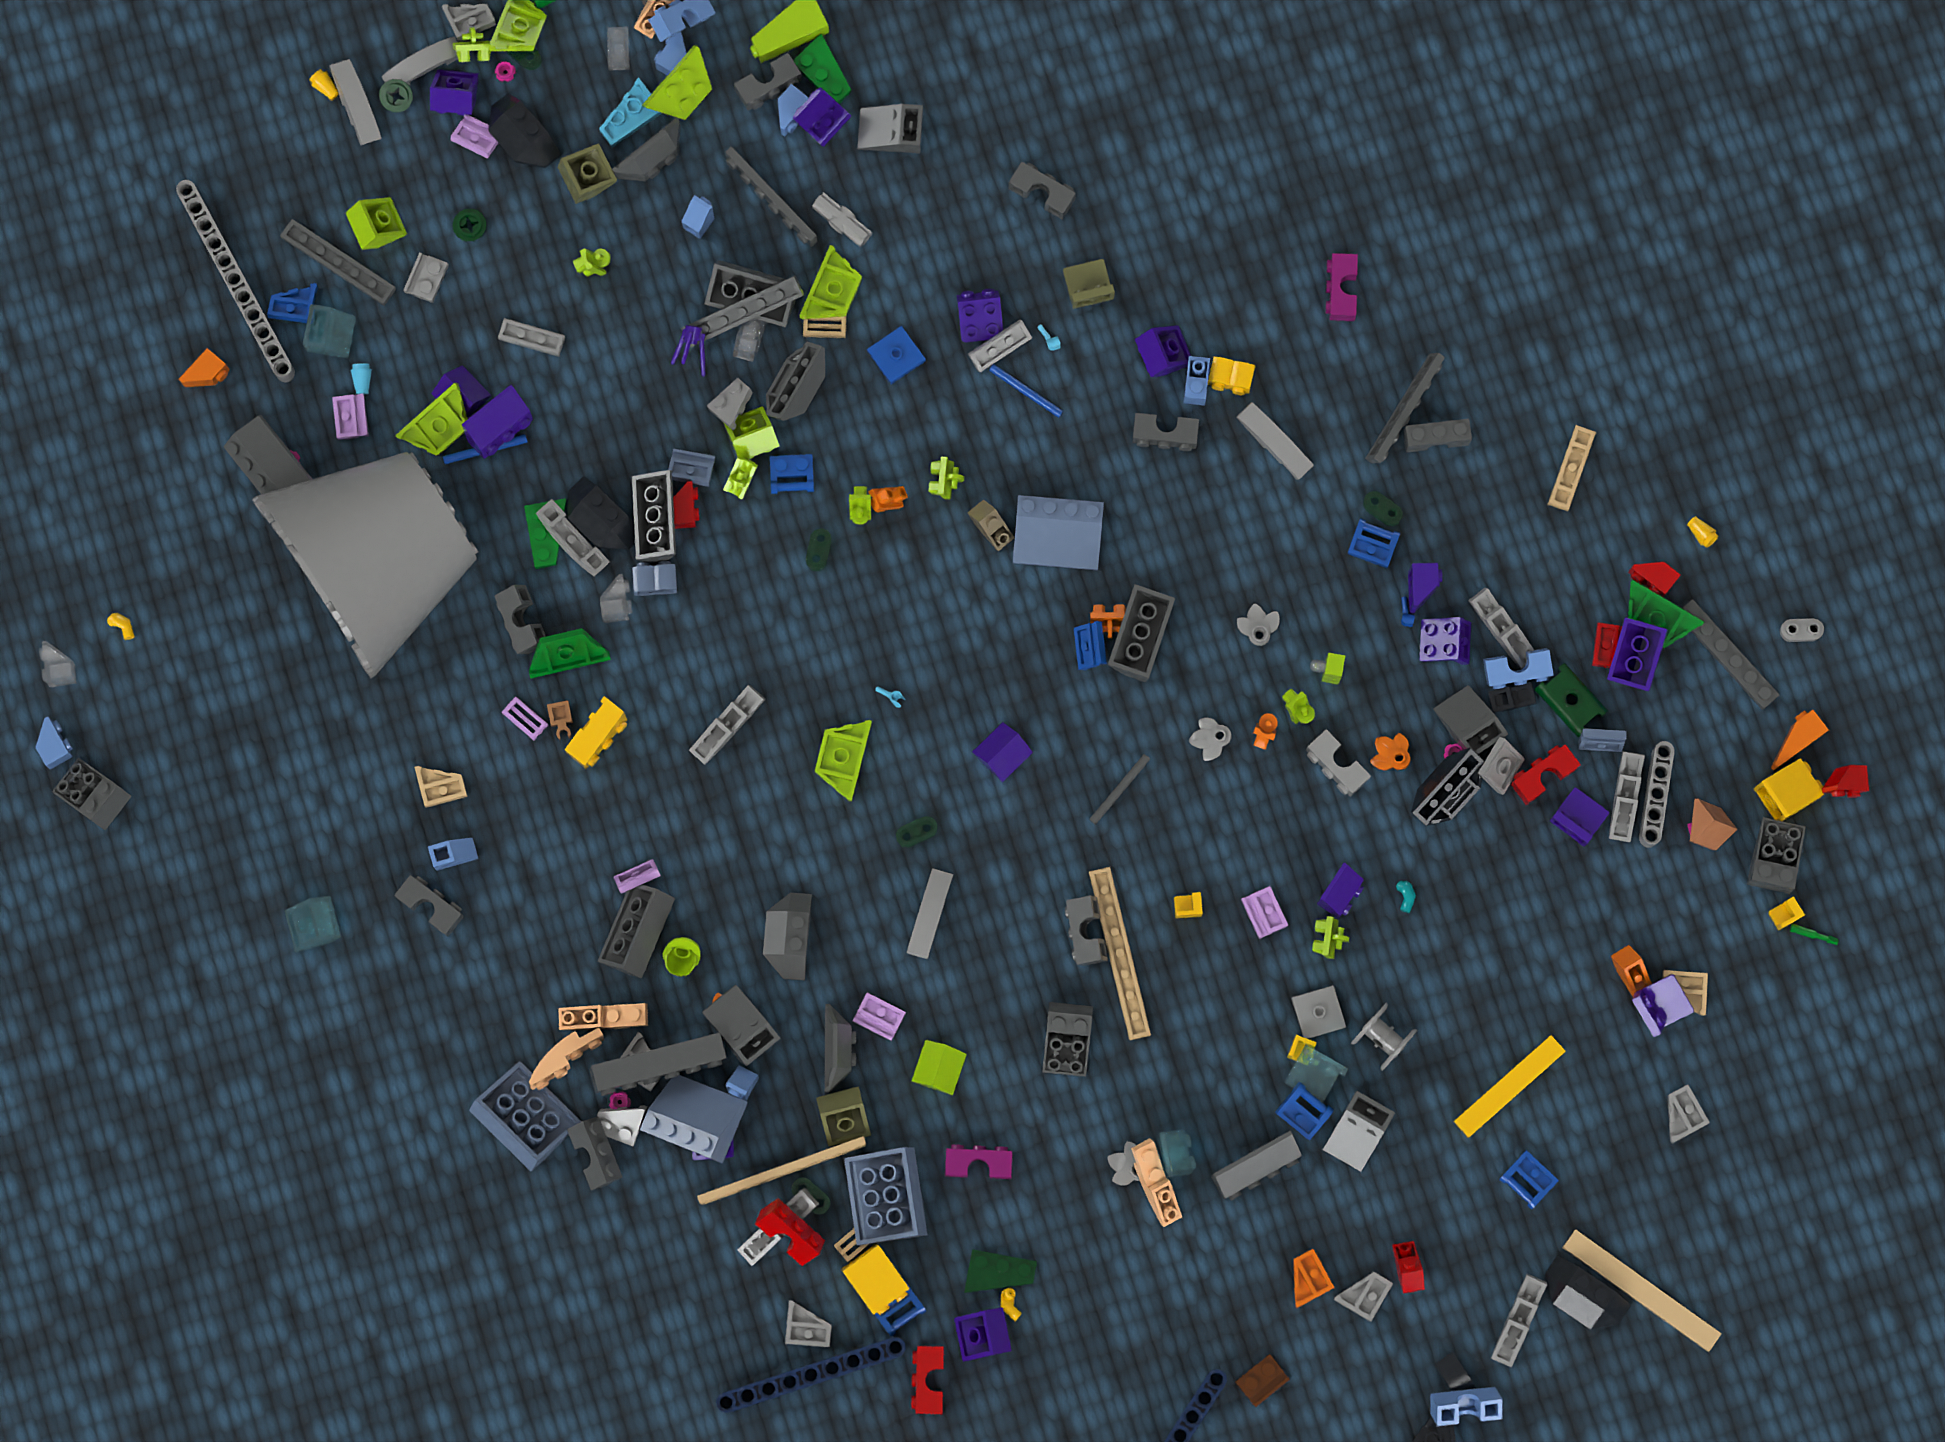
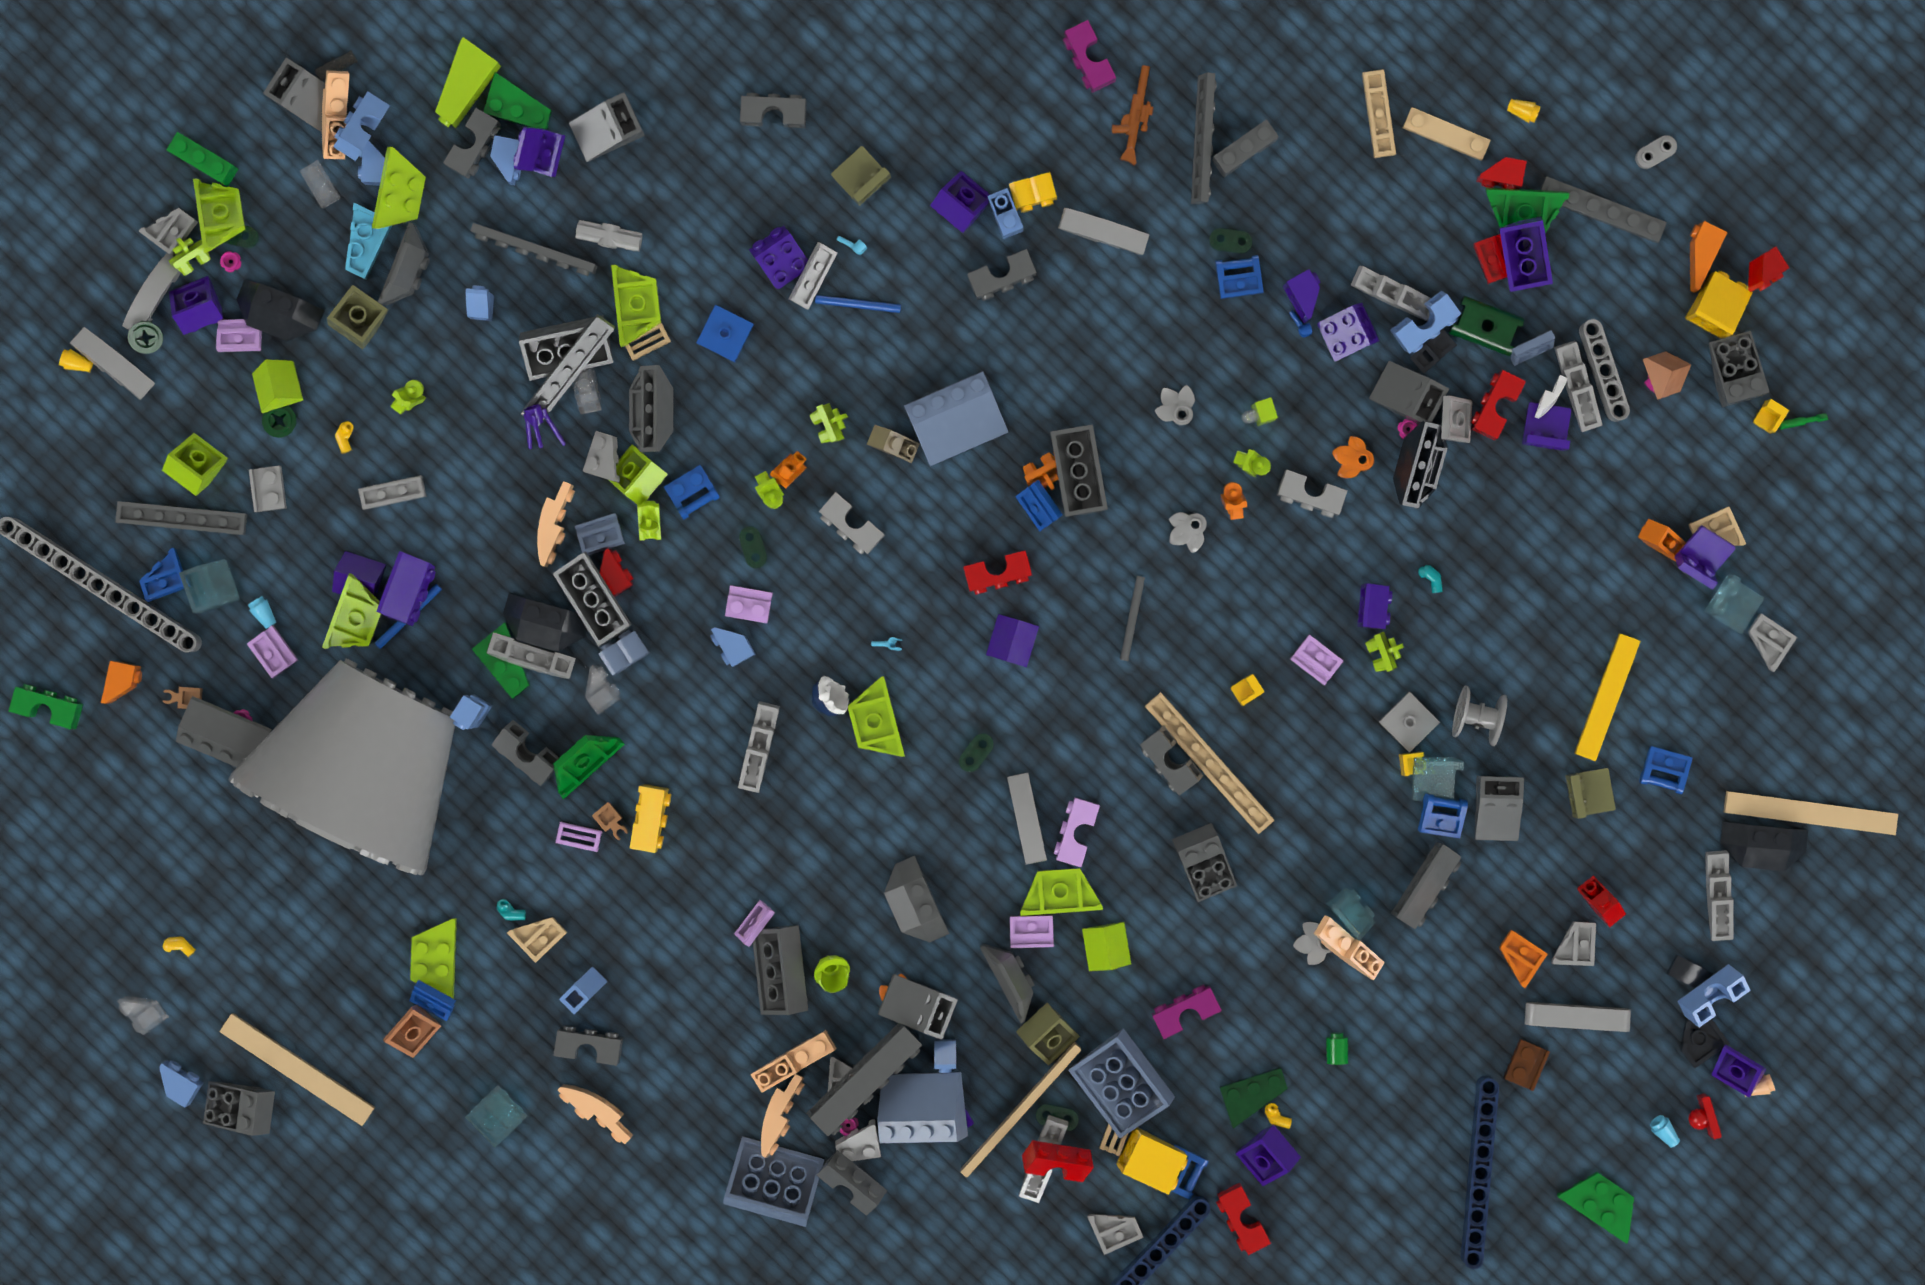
camera: 30 degrees left, 10 degrees up
(142, 371) = (64, 710): none -> green arch
(162, 788) = (297, 1069): none -> tan tile
(251, 413) = (183, 696): none -> medium nougat plate
(282, 808) = (412, 1031): none -> nougat slope
(315, 790) = (432, 1000): none -> blue plate
(338, 757) = (435, 957): none -> lime wing
(402, 959) = (590, 1104): none -> light nougat slope
(425, 750) = (509, 912): none -> teal arm
(485, 193) = (276, 384): none -> lime slope
(492, 556) = (470, 712): none -> medium blue arch
(517, 266) = (342, 436): none -> yellow arm
(648, 441) = (548, 531): none -> light nougat slope
(755, 624) = (734, 646): none -> medium blue slope
(787, 596) = (748, 604): none -> lavender plate
(813, 713) = (829, 697): none -> white hair
(921, 592) = (835, 513): none -> light grey arch
(923, 996) = (1060, 893): none -> lime wing
(980, 935) = (1079, 813): none -> lavender arch
(1039, 691) = (979, 578): none -> red arch
(1097, 1271) = (1337, 1049): none -> green brick
(1331, 1360) = (1577, 1016): none -> light grey beam
(1359, 358) = (1131, 121): none -> dark orange piece
(1449, 1163) = (1590, 792): none -> olive bracket
(1595, 792) = (1549, 398): none -> white slope
(1622, 517) = (1446, 134): none -> tan plate
(1668, 1064) = (1734, 604): none -> clear light blue bracket

